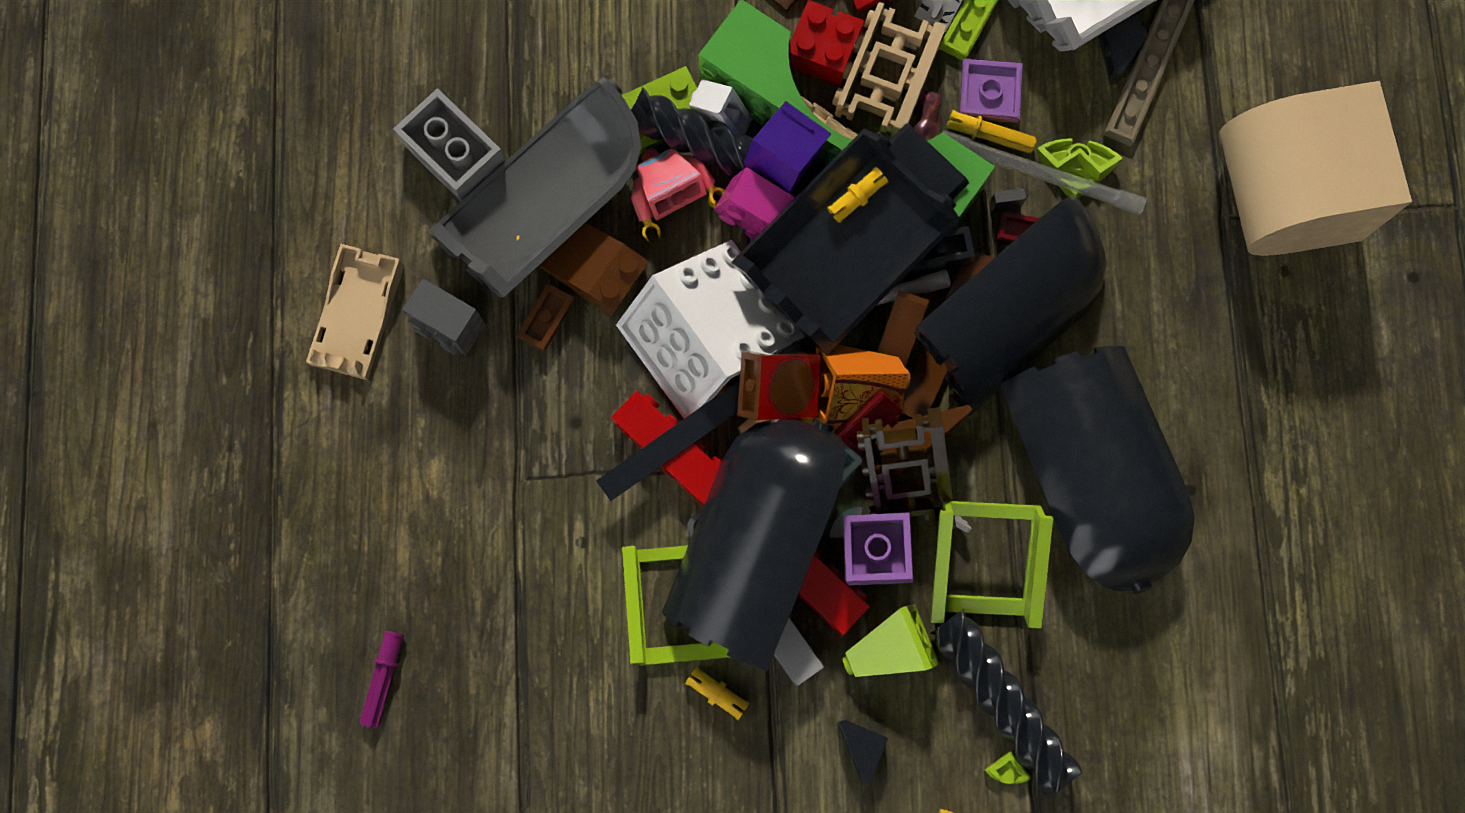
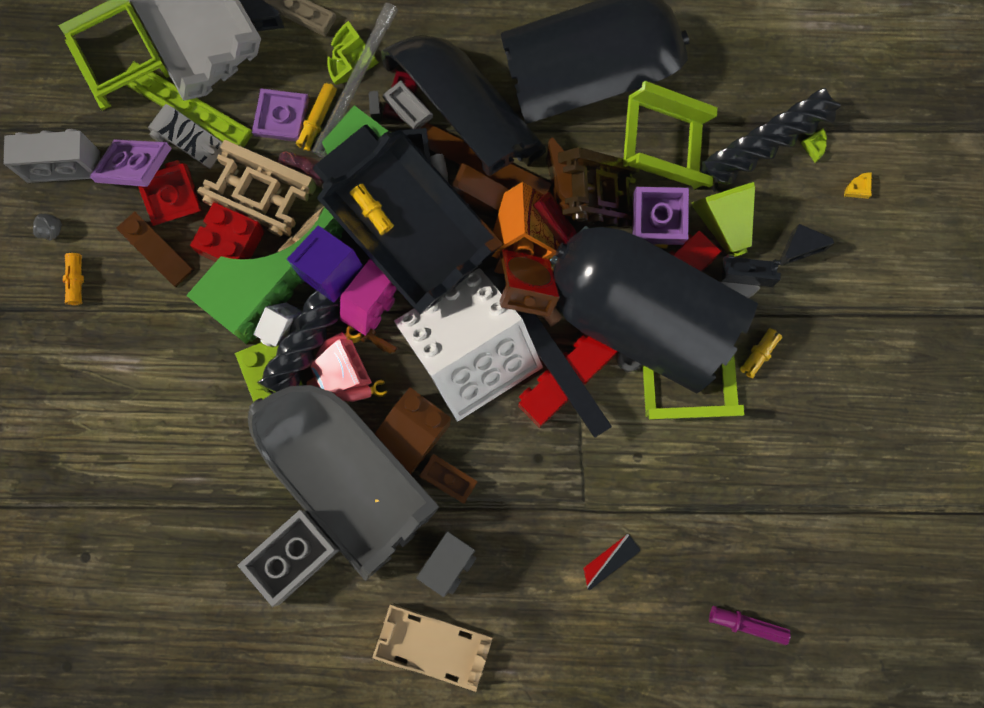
camera: 85 degrees left, 0 degrees up
(456, 512) = (610, 561): none -> sticker
(708, 226) = (379, 342): none -> reddish brown piece
(817, 669) = (750, 271): none -> black hinge
(1008, 233) = (407, 106): none -> light grey tile

